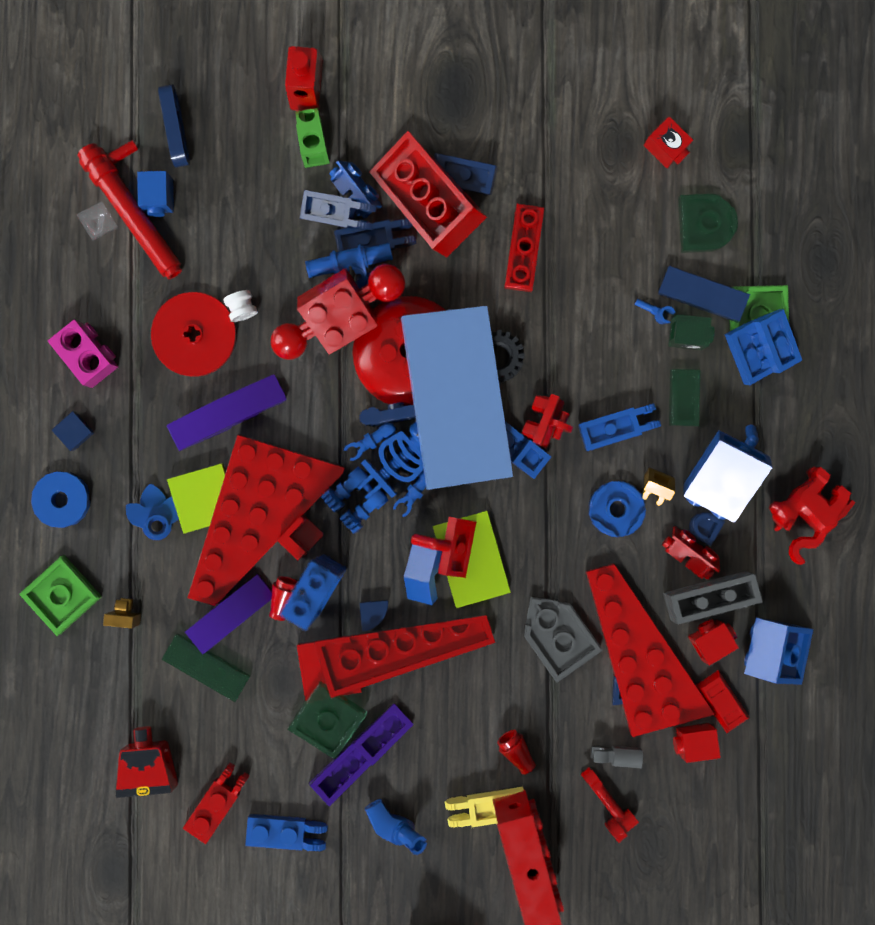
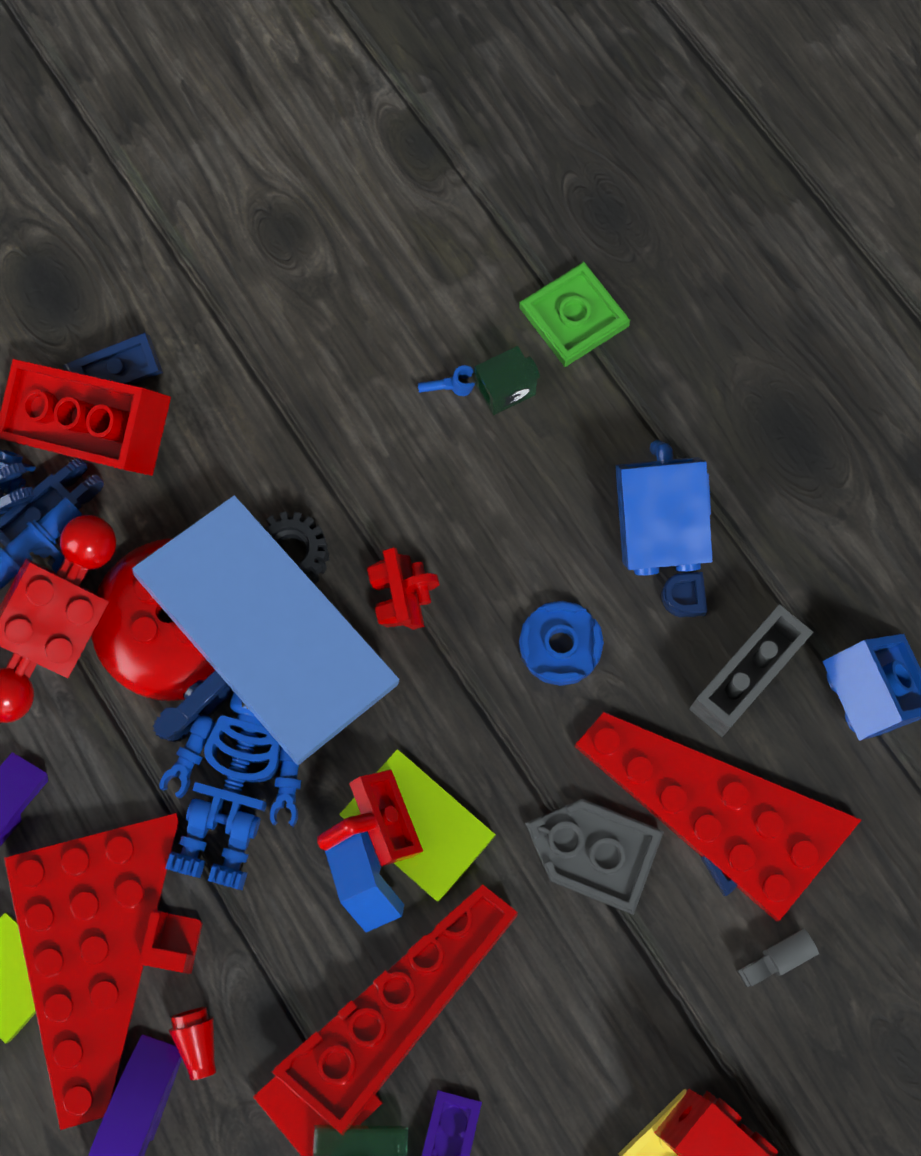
camera: 30 degrees left, 15 degrees down
(316, 589) = (227, 990): blue window -> none
(372, 613) = (331, 984): dark blue tile -> none
(516, 751) = (641, 1043): red cone -> none
(522, 263) = (248, 426): red tile -> none
(525, 453) = (401, 647): blue slope -> none
(615, 427) = (492, 544): blue hinge -> none
(621, 821) = (845, 1045): red brick -> none
(658, 484) = (589, 578): pearl gold tile -> none
(669, 143) = (338, 193): red brick -> none
(684, 397) = (552, 460): clear green tile -> none
(697, 742) = (865, 871): red brick -> none
(701, 559) = (707, 636): red hinge -> none
(704, 294) = (492, 329): dark blue tile -> none
(705, 222) = (441, 253): clear green tile -> none
(713, 640) = (792, 725): red brick -> none
(722, 701) = (862, 798): red tile -> none
(763, 347) = (603, 343): blue slope -> none
(814, 508) = (796, 488): red animal -> none

